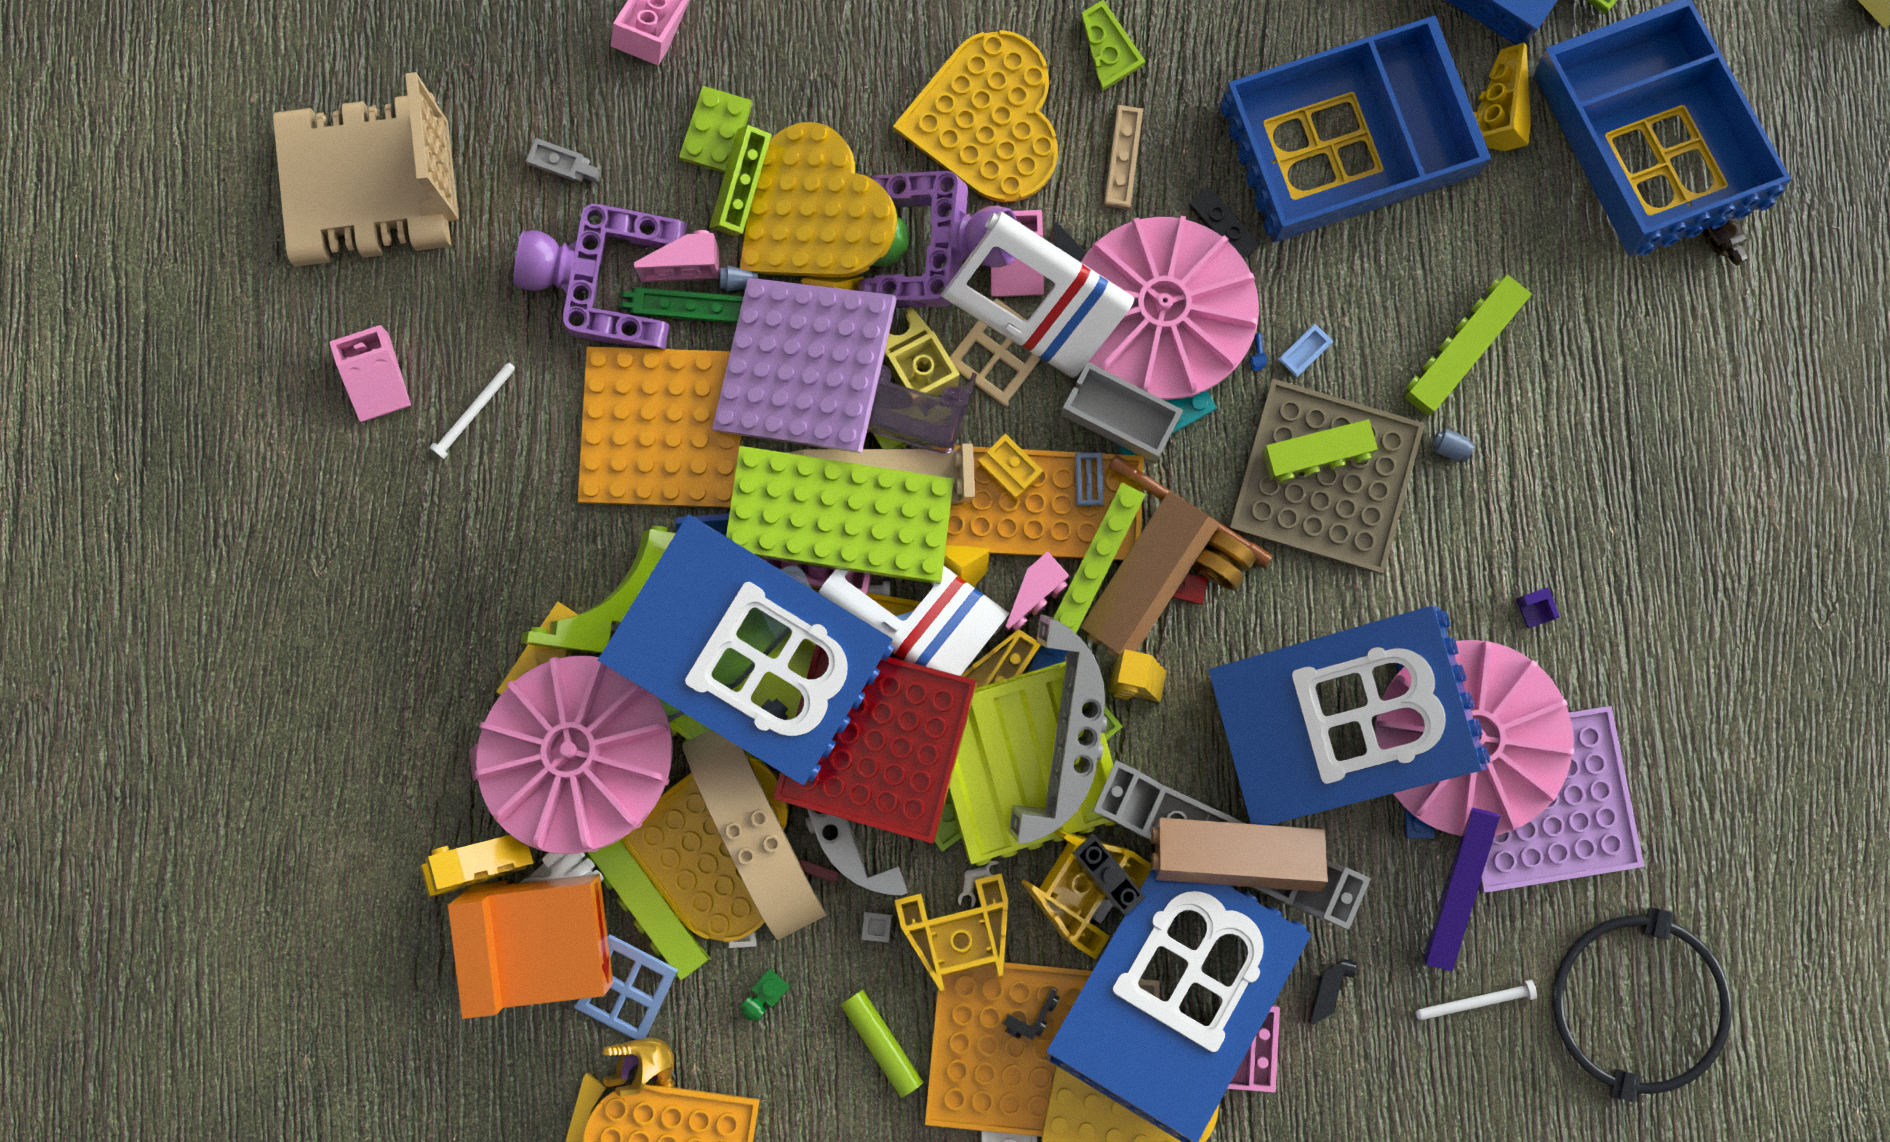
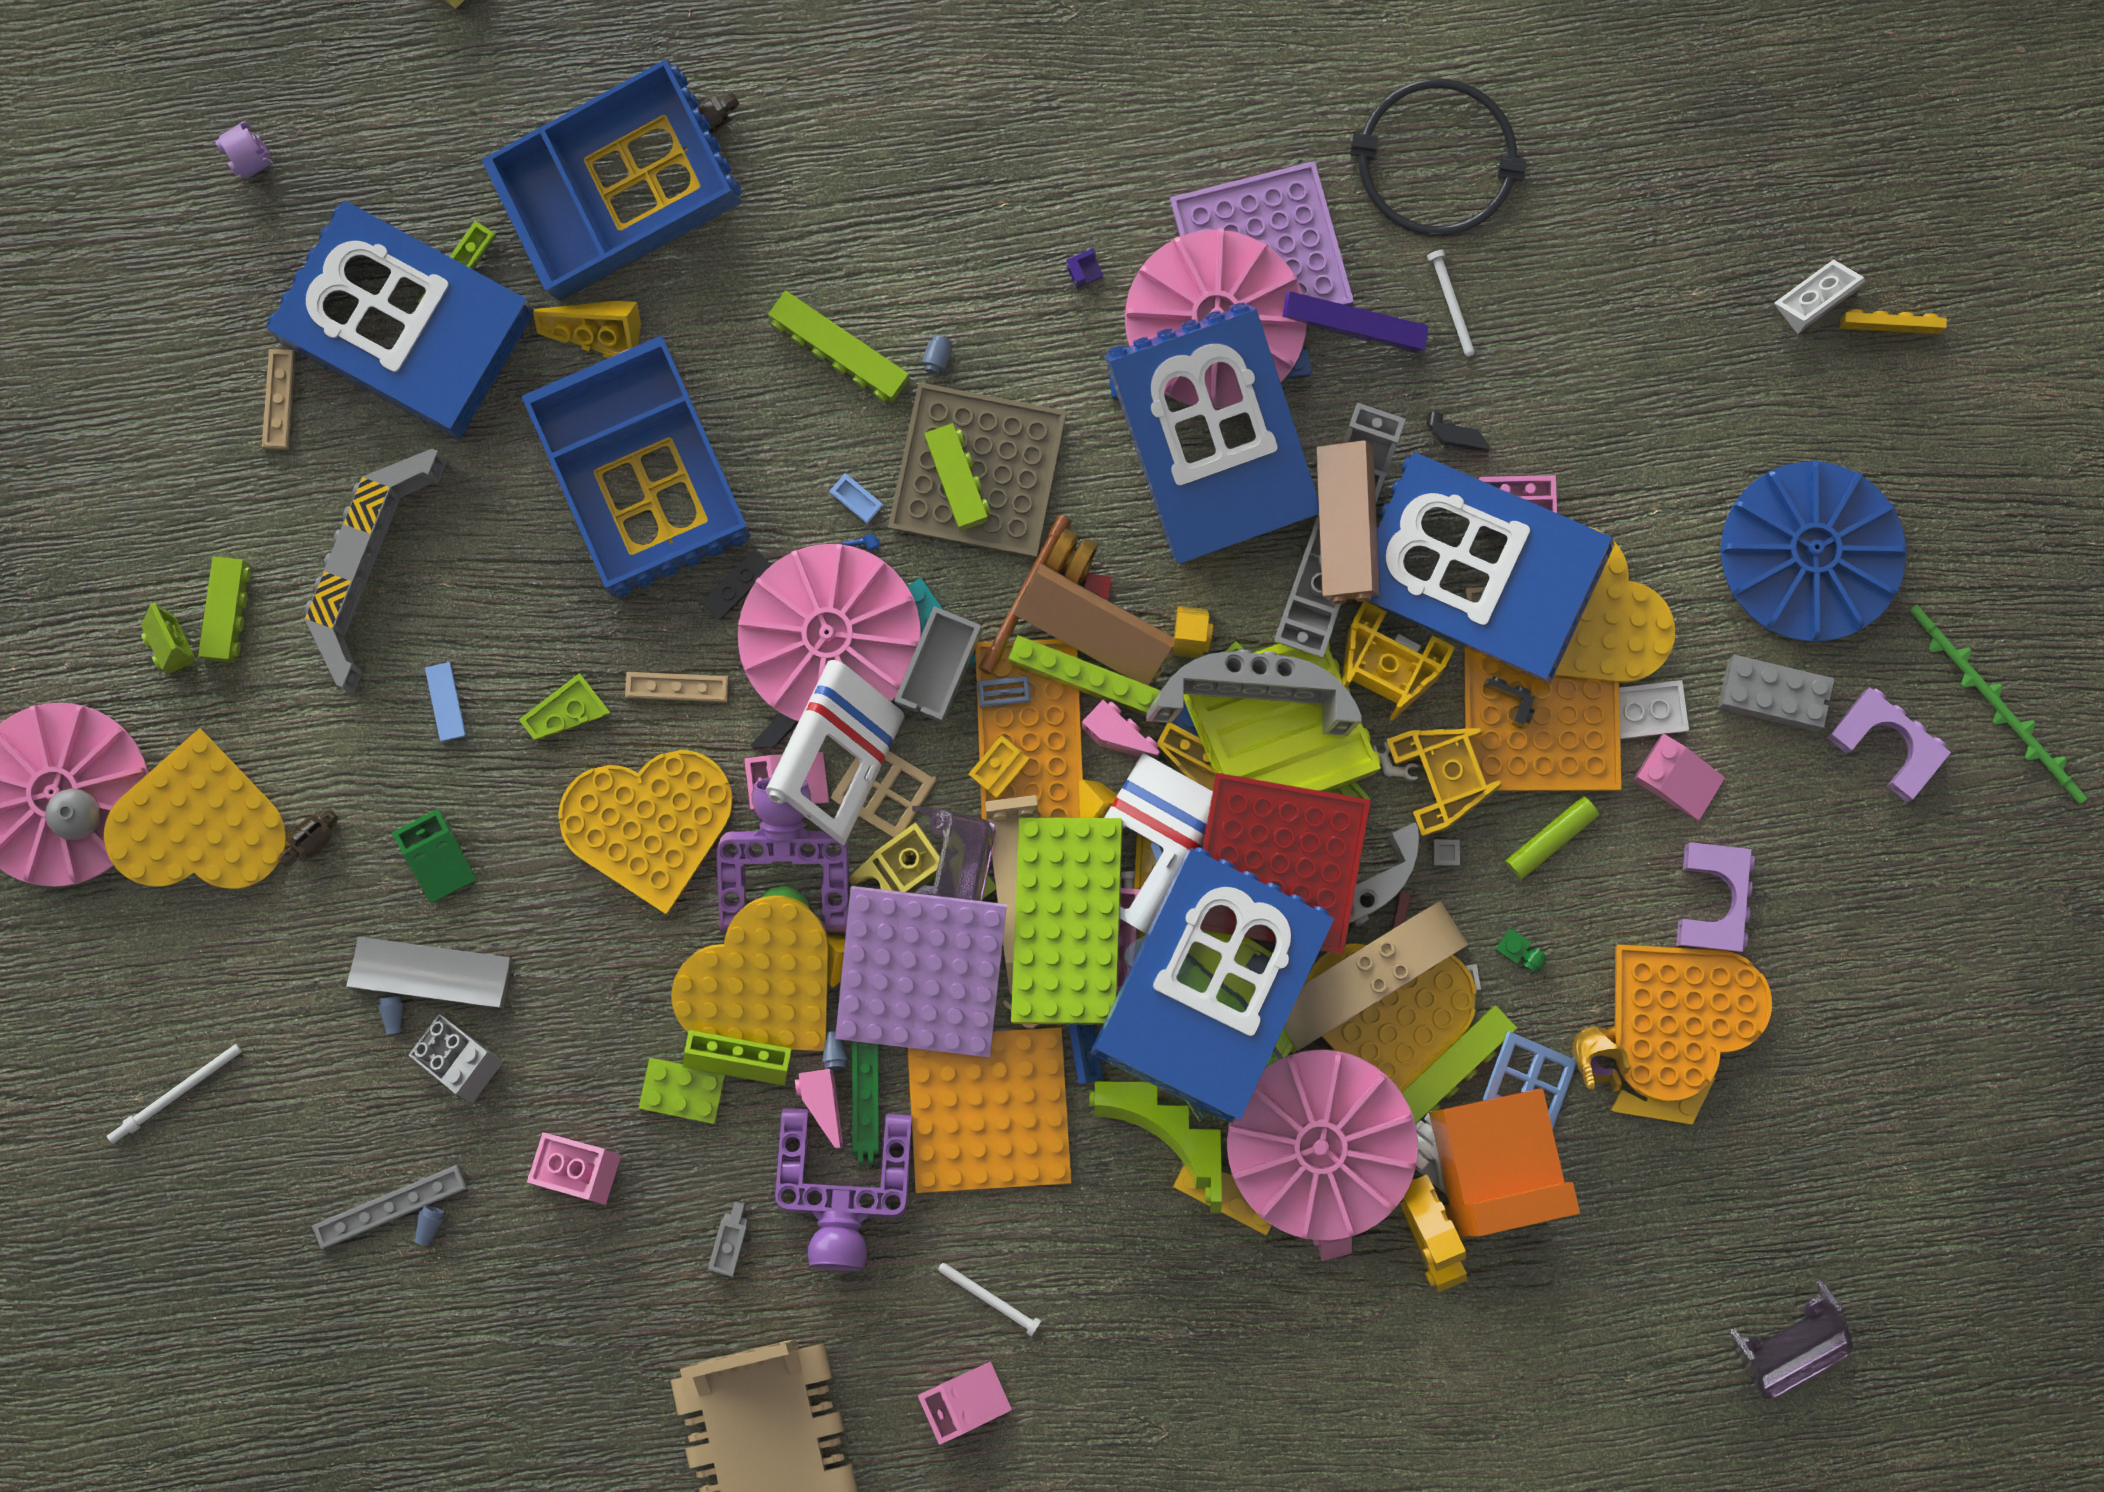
camera: 90 degrees left, 0 degrees up
(1107, 875) = (1381, 638): black slope -> none

